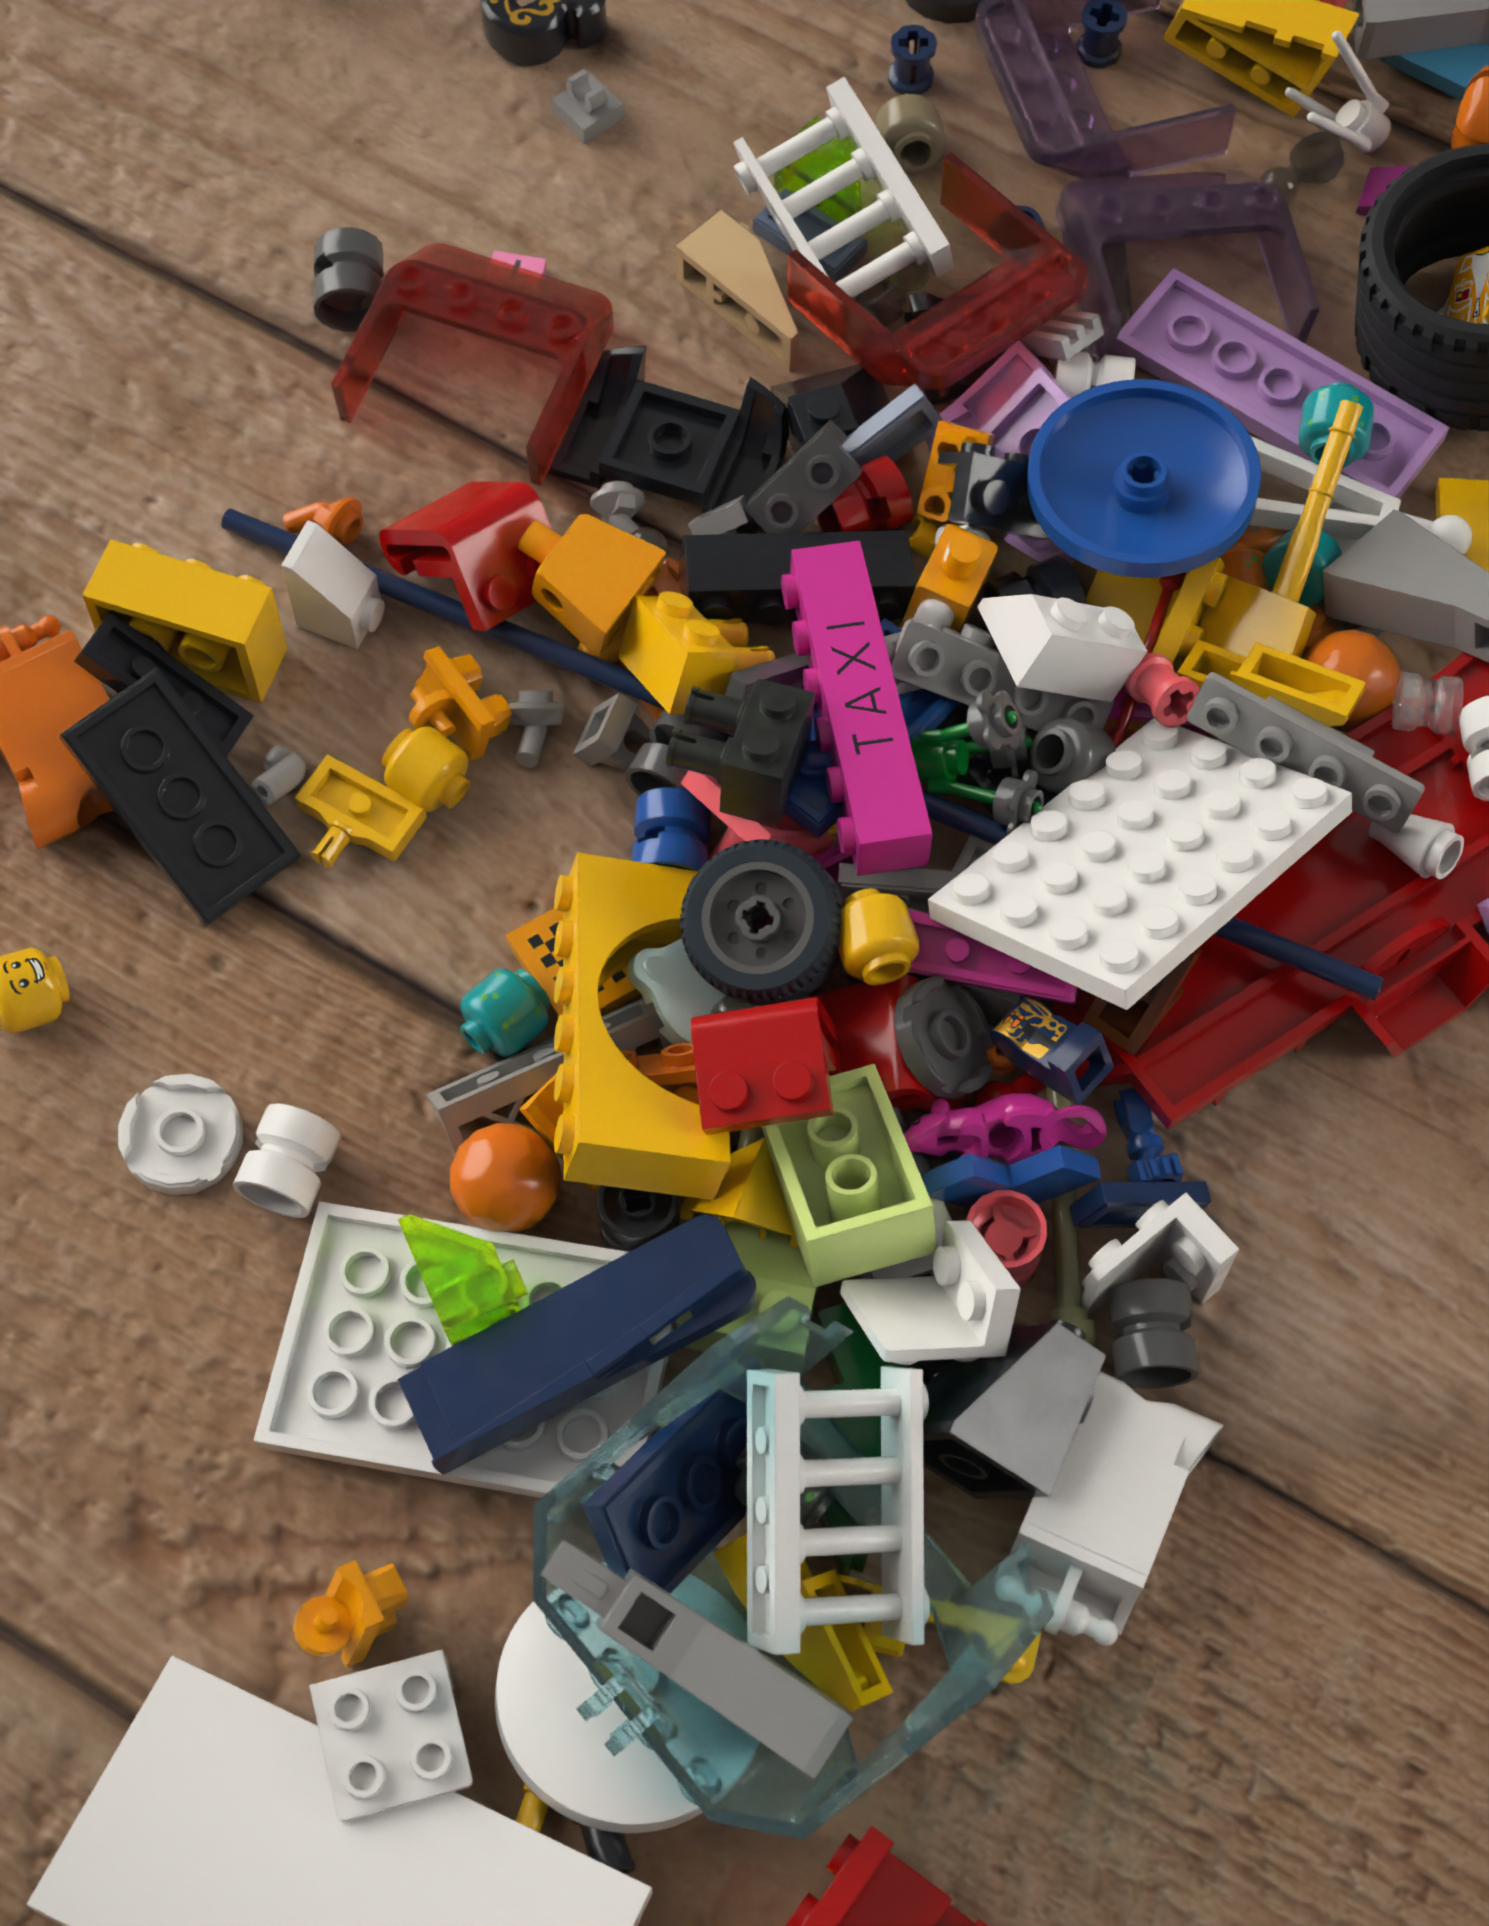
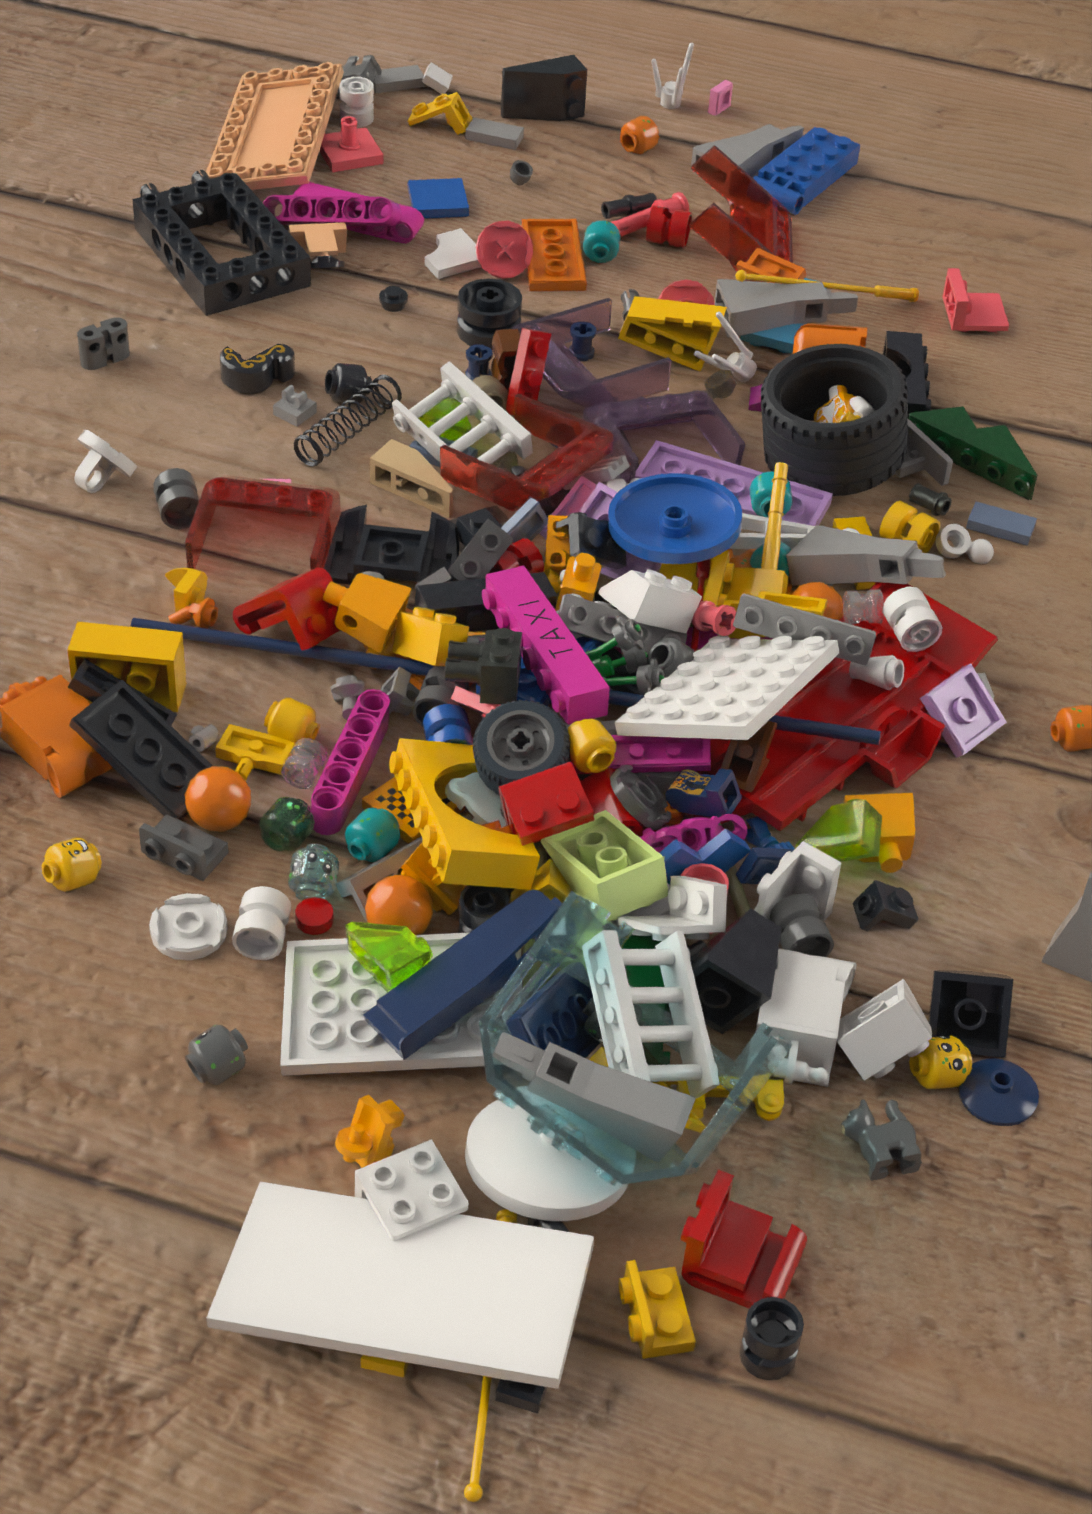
camera: 15 degrees left, 20 degrees down
(161, 1401) = (216, 1054): none -> dark grey head
(206, 978) = (182, 847): none -> dark grey bracket
(243, 183) = (102, 460): none -> white tile
(271, 907) = (218, 799): none -> orange piece
(329, 469) = (189, 586): none -> yellow plate
(331, 588) = (211, 642): white slope -> none
(374, 966) = (286, 824): none -> clear green head
(379, 1150) = (314, 916): none -> red tile
(392, 1074) = (313, 872): none -> clear light blue head
(427, 854) = (304, 764): none -> clear wheel
(449, 703) = (299, 685): light orange hips -> none
(502, 884) = (350, 761): none -> dark pink beam
(586, 196) = (317, 448): none -> black piece
(683, 72) = (345, 381): none -> black head
(959, 73) = (505, 349): none -> reddish brown brick
(984, 100) = (528, 366): none -> red plate
(1179, 1775) = (883, 1142): none -> dark grey animal
(1230, 1570) = (884, 1031): none -> white slope
(1271, 1164) = (847, 831): none -> clear neon green slope
(1308, 1304) = (884, 903): none -> black bracket
(1314, 1640) = (942, 1063): none -> yellow head
(1343, 1147) = (896, 828): none -> light orange torso
(1379, 1724) = (996, 1103): none -> dark blue dish
(1393, 1549) = (972, 1009): none -> black slope

